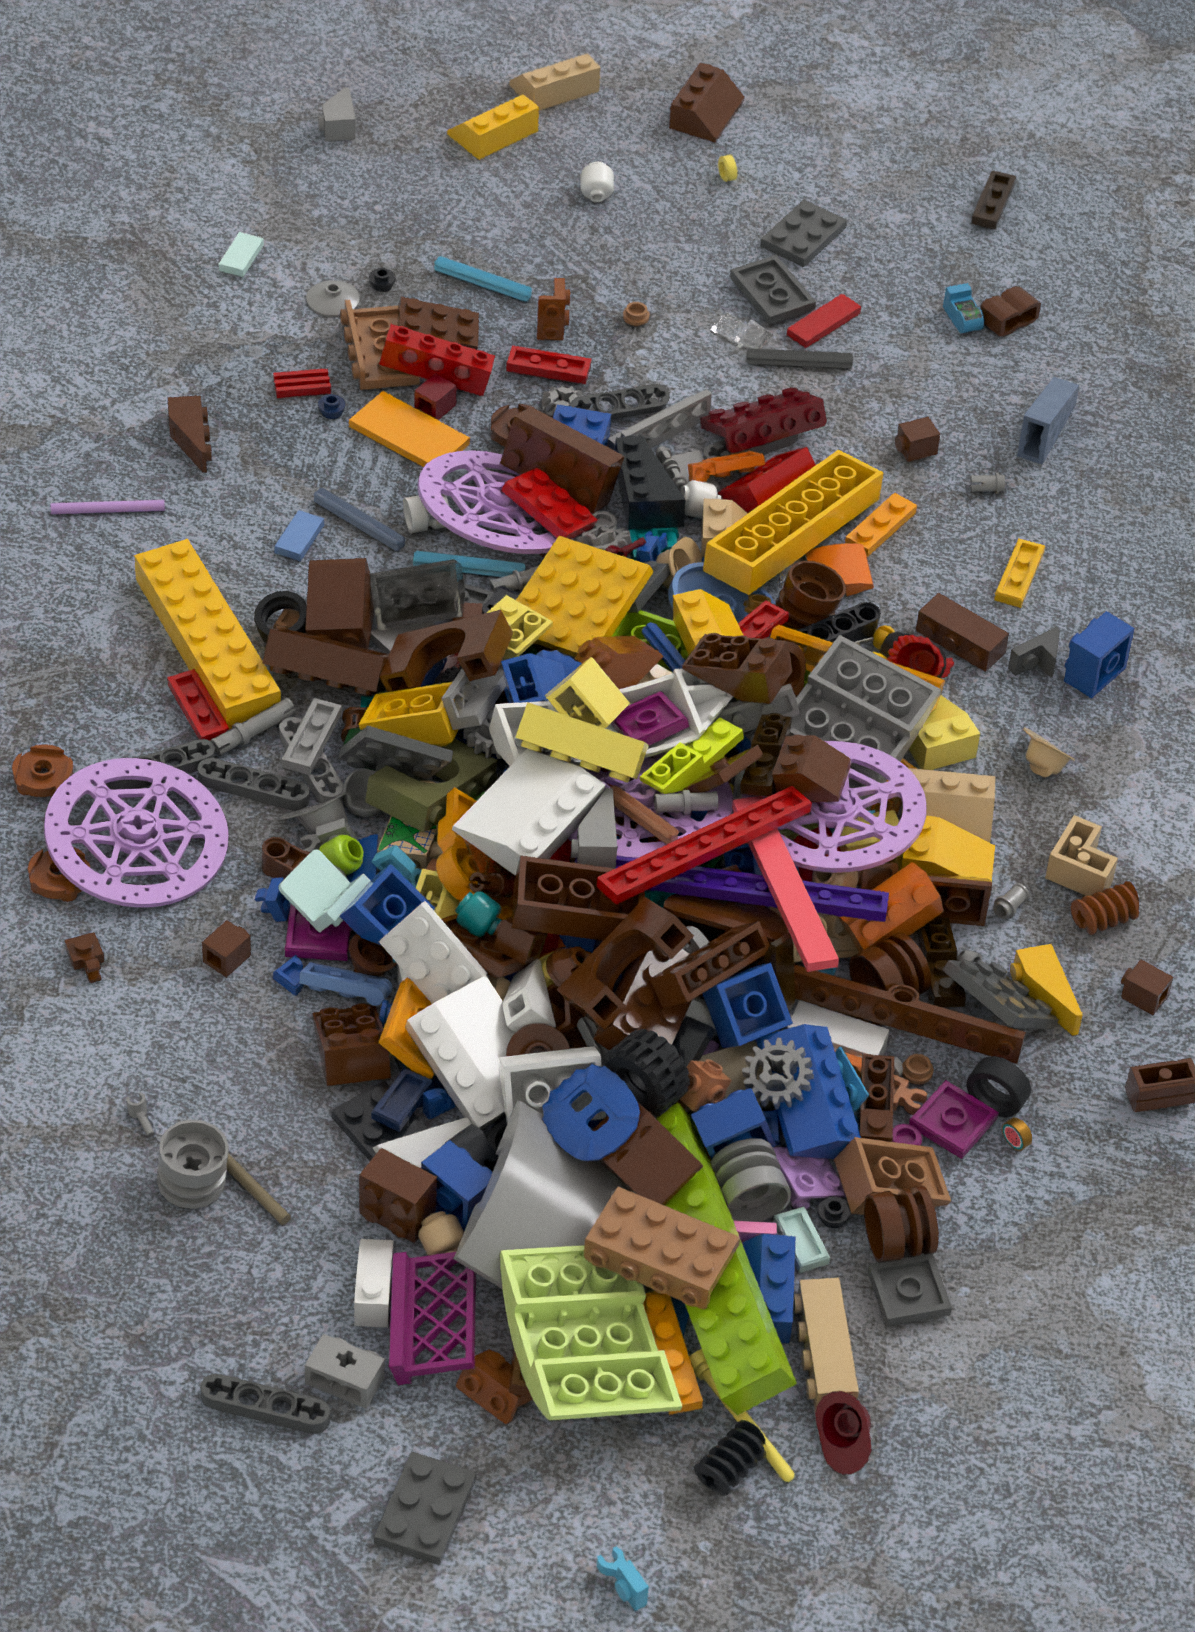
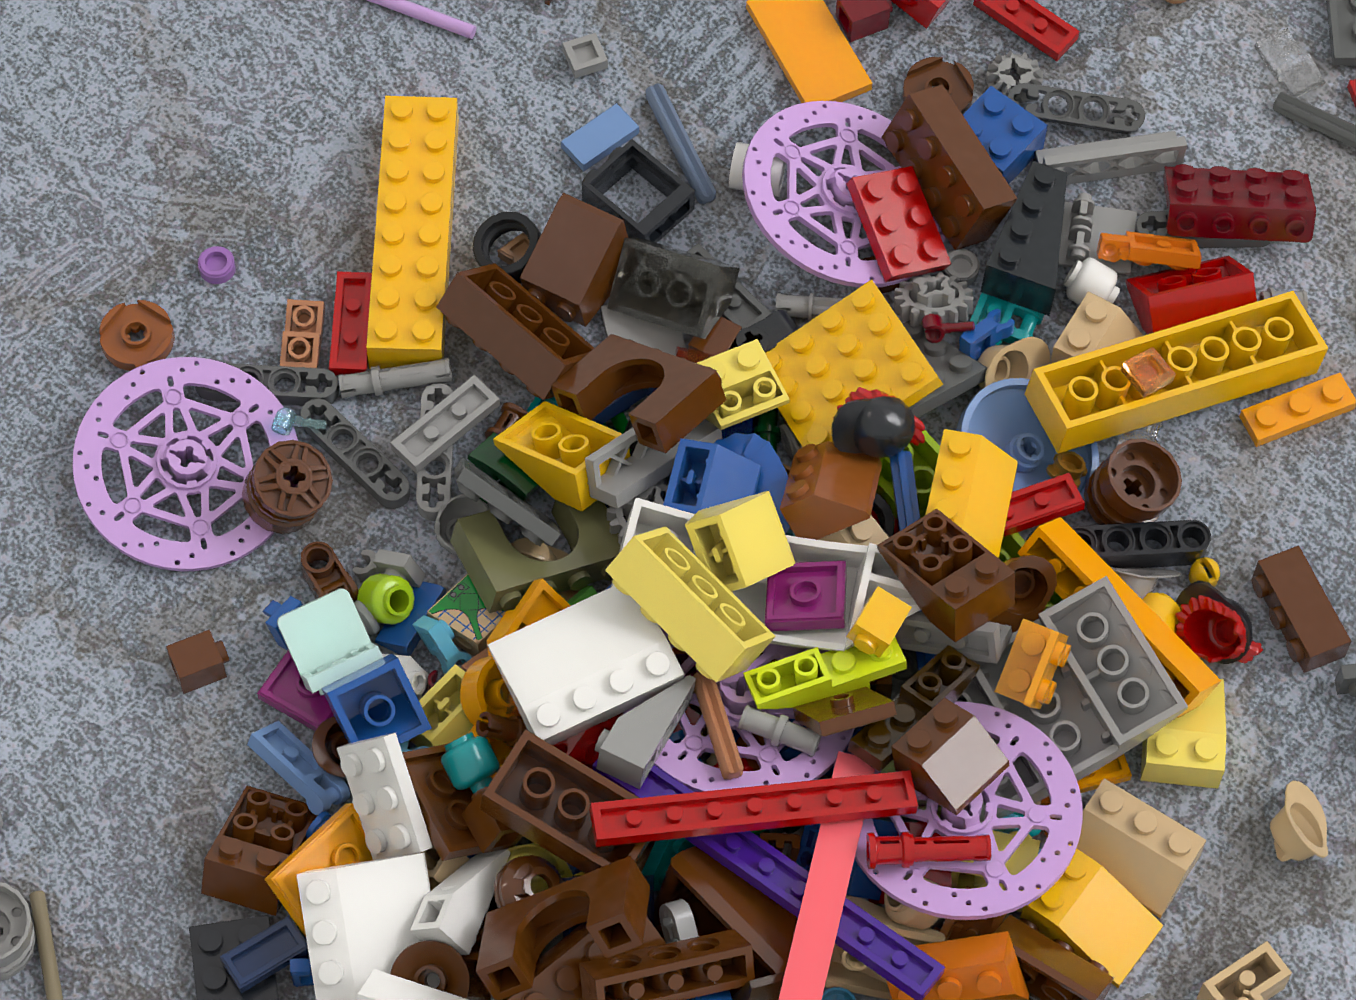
camera: 30 degrees right, 15 degrees up
(49, 884) = (57, 478): dark orange plate -> none
(71, 709) = (216, 265): none -> medium lavender tile
(87, 954) = (47, 594): reddish brown plate -> none
(164, 726) = (302, 333): none -> nougat slope
(194, 776) = (287, 418): none -> clear light blue hand
(225, 812) = (272, 500): none -> reddish brown wheel
(256, 489) = (585, 55): none -> light grey plate
(289, 975) = (250, 721): blue tile -> none
(319, 814) = (397, 529): light grey piece -> none
(355, 540) = (665, 216): none -> black window
(471, 565) = (767, 258): medium azure axle -> none
(624, 610) = (875, 424): none -> black hair
(714, 706) = (878, 622): none -> yellow brick
(783, 517) = (1148, 372): none -> clear orange plate
(819, 833) = (909, 849): none -> red pin
(825, 704) = (1033, 664): none -> light orange bracket
(849, 562) = (1209, 452): orange slope -> none

